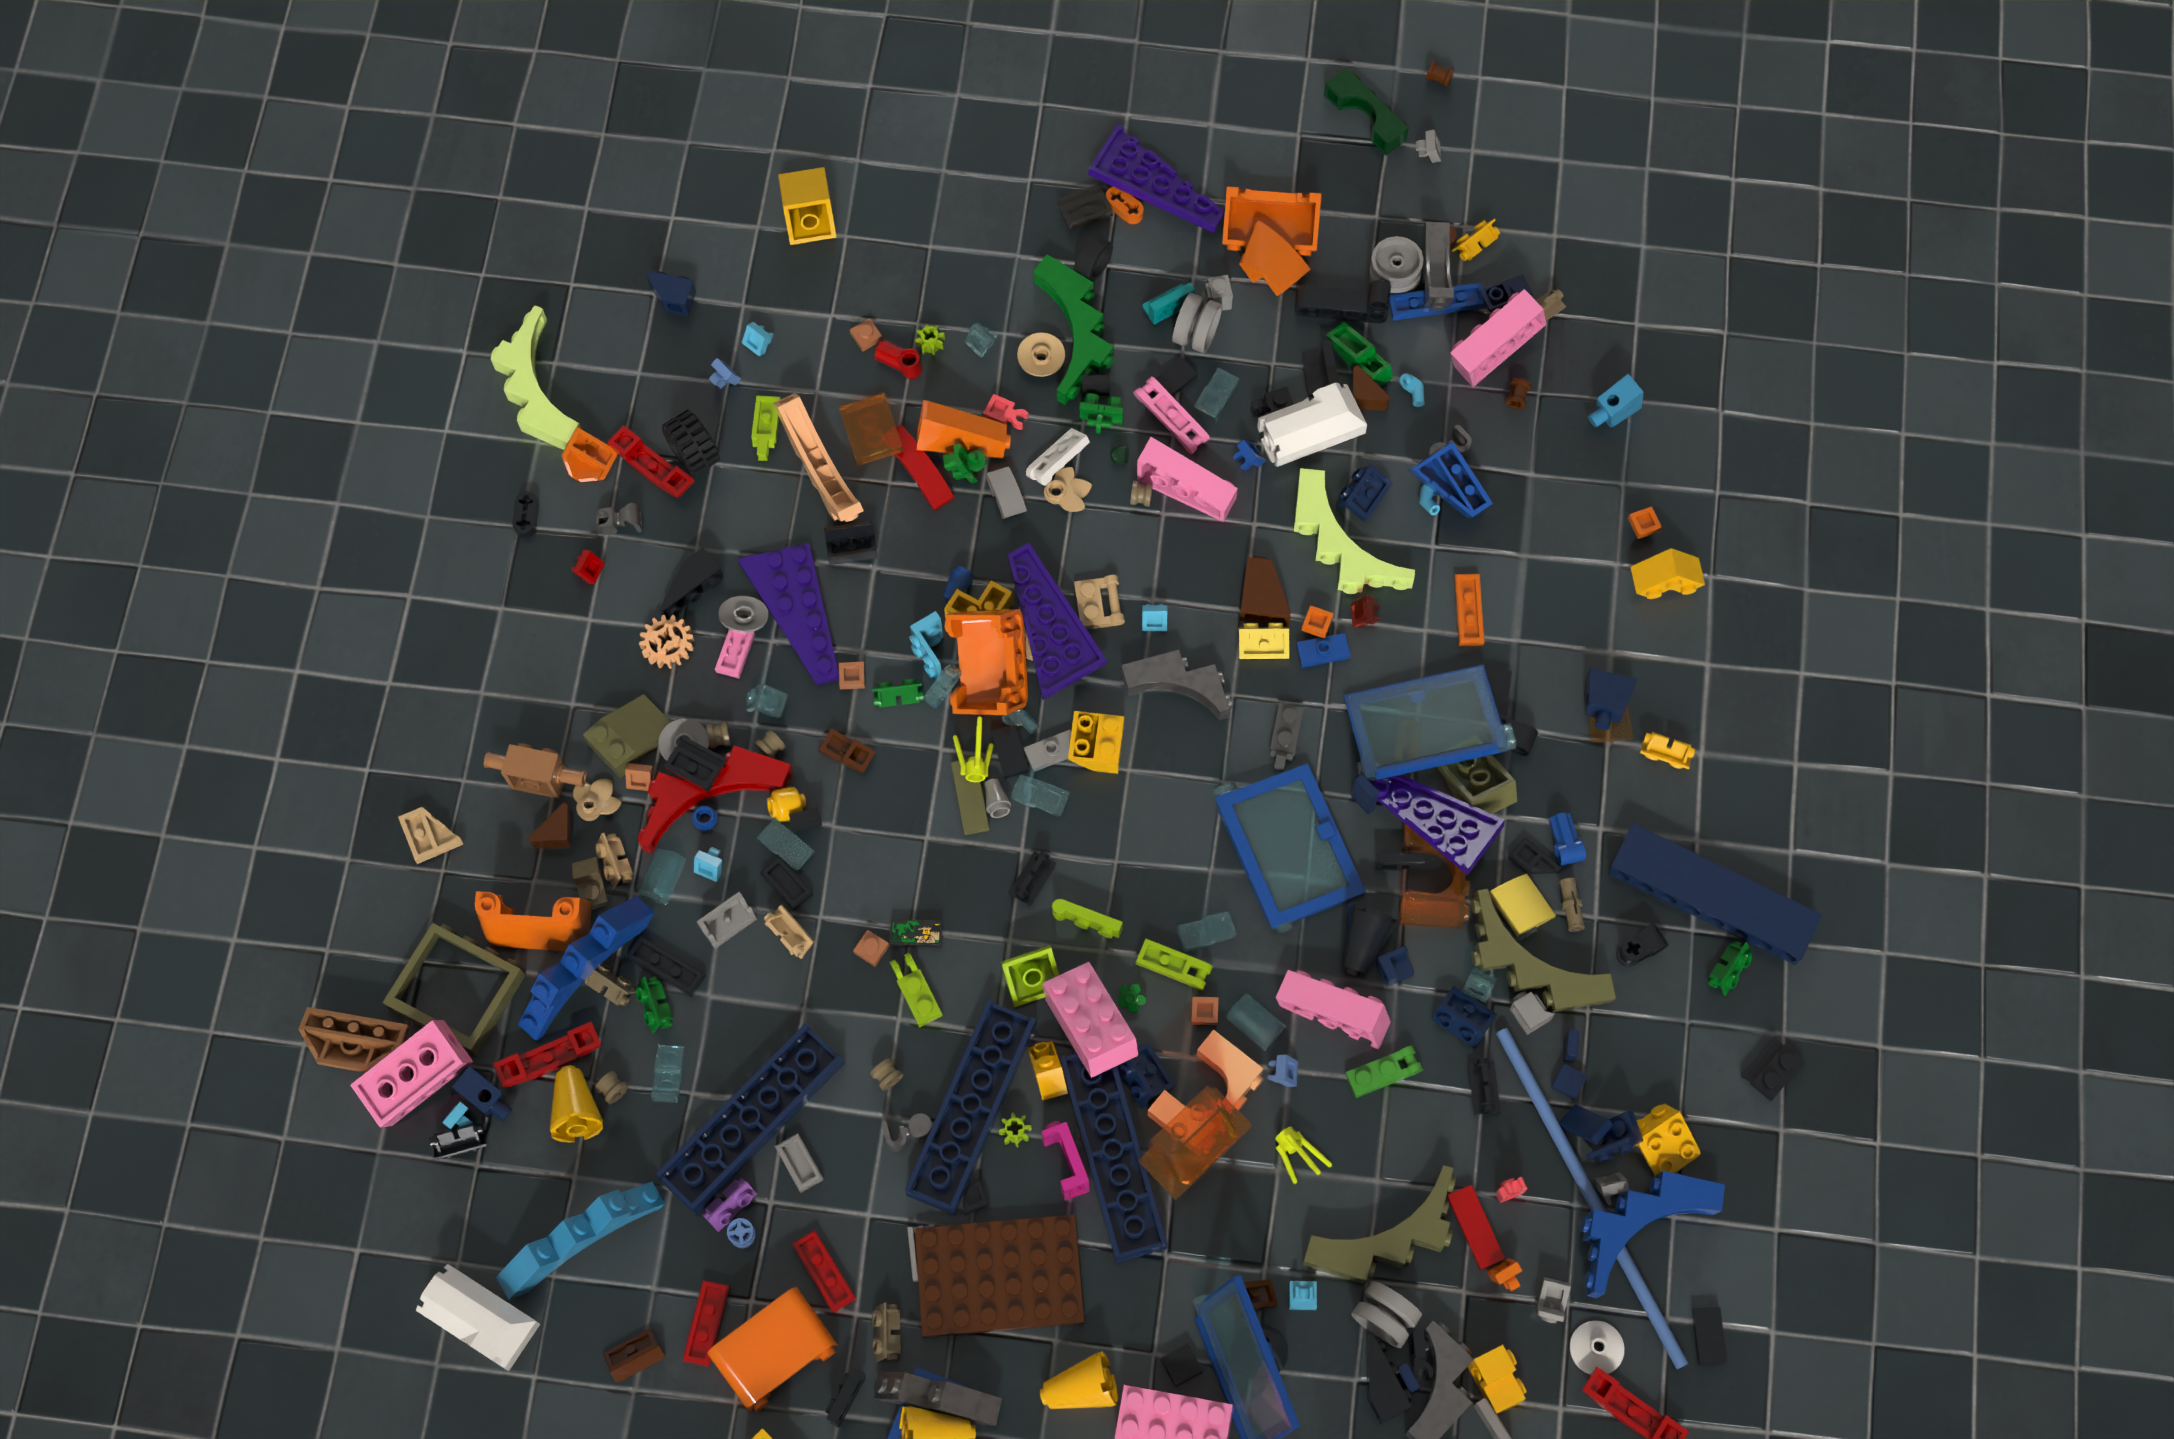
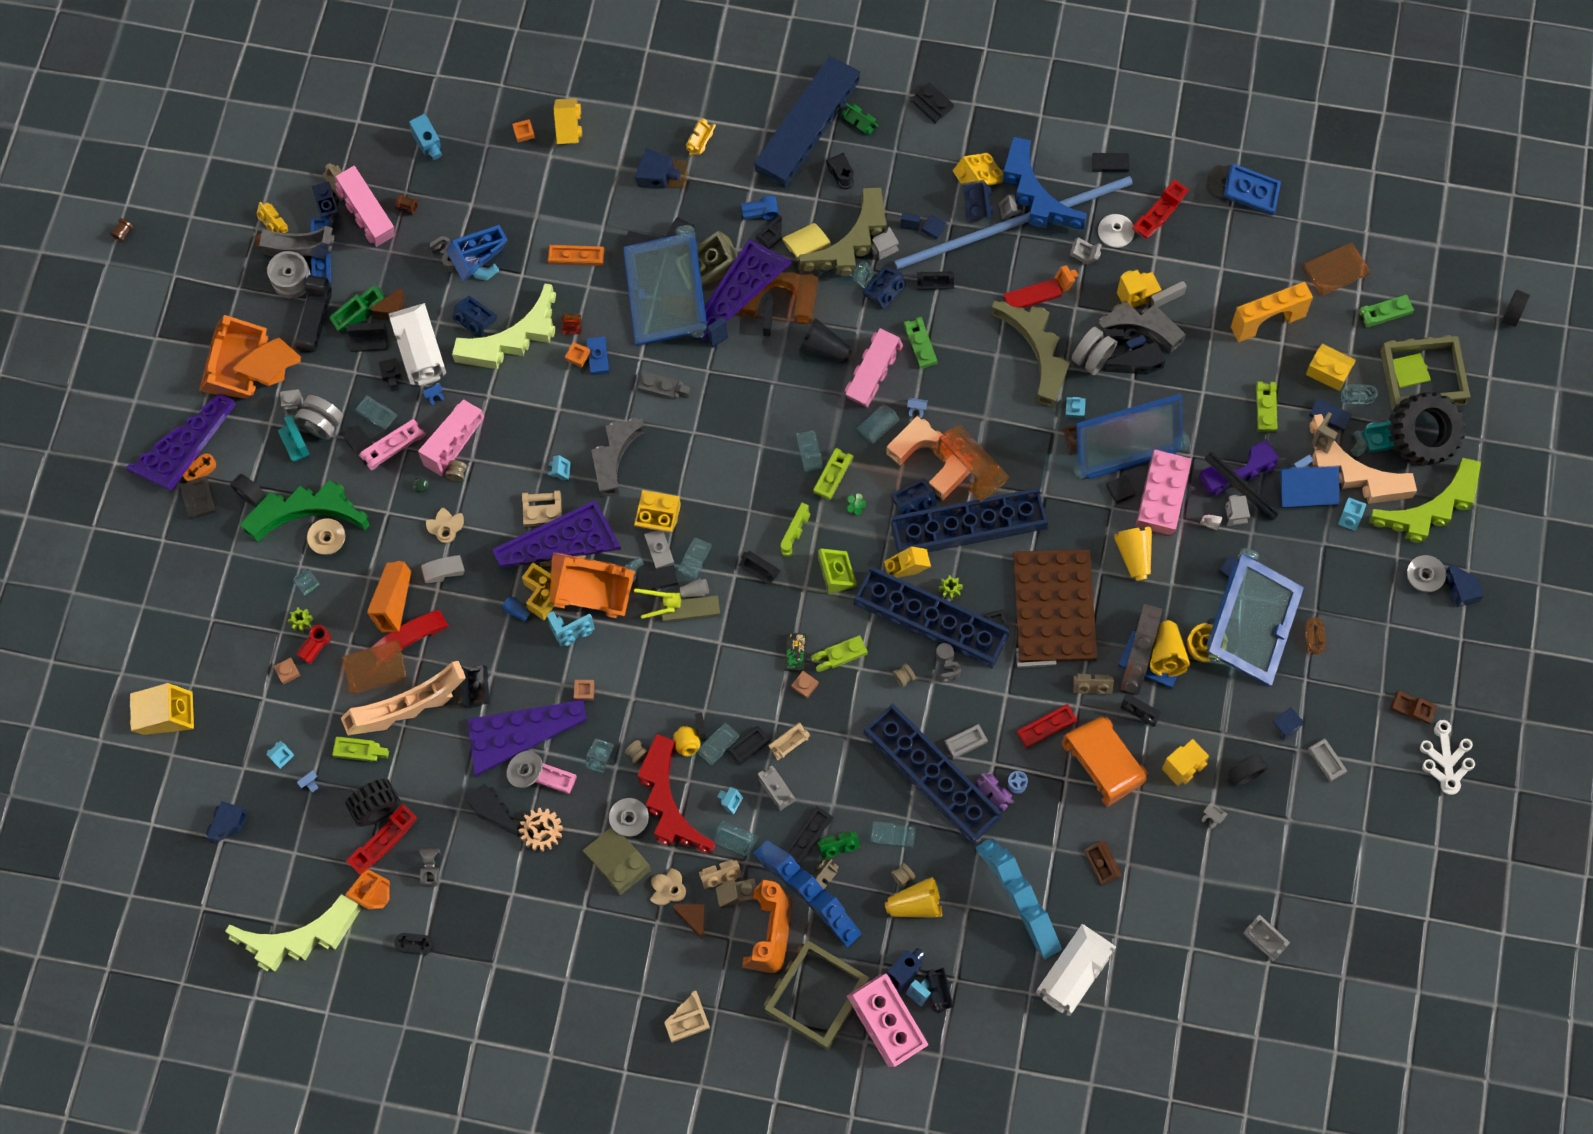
camera: 85 degrees left, 0 degrees up
(349, 1039) = (857, 1068): medium nougat wedge -> none
(534, 770) = (644, 929): medium nougat brick -> none
(548, 1057) = (874, 922): red slope -> none
(588, 567) = (469, 891): red tile -> none
(638, 776) = (654, 851): nougat plate -> none
(695, 764) = (652, 802): black plate -> none
(704, 811) = (691, 798): blue plate -> none
(706, 1322) = (1081, 810): red tile -> none
(718, 735) = (624, 790): dark tan wheel -> none
(846, 751) = (645, 697): reddish brown slope -> none
(887, 693) = (601, 664): green hinge -> none
(942, 685) = (601, 621): clear light blue beam -> none
(964, 463) = (416, 594): green hips -> none
(1003, 410) = (371, 569): coral plate -> none
(1057, 456) = (416, 529): white plate -> none
(1079, 1182) = (975, 547): dark pink panel -> none
(1090, 1019) = (875, 526): bright pink brick -> none
(1096, 385) = (359, 497): black piece -> none
(1101, 415) = (386, 493): green hips -> none
(1204, 1011) = (869, 455): nougat plate -> none
(1262, 594) = (548, 391): reddish brown slope -> none
(1263, 642) = (587, 393): light yellow bracket -> none
(1288, 846) = (749, 391): door -> none
(1292, 1141) = (968, 405): neon yellow plant -> none
(1348, 91) = (163, 272): dark green arch -> none
(1394, 966) = (845, 328): dark blue panel -> none
(1414, 387) = (391, 273): medium azure arm -> none
(1430, 147) = (186, 243): light grey tile -> none
(1511, 1189) = (1008, 268): coral plate -> none
(1572, 904) = (808, 210): dark tan pin -> none
(1585, 1124) = (967, 216): dark blue tile -> none

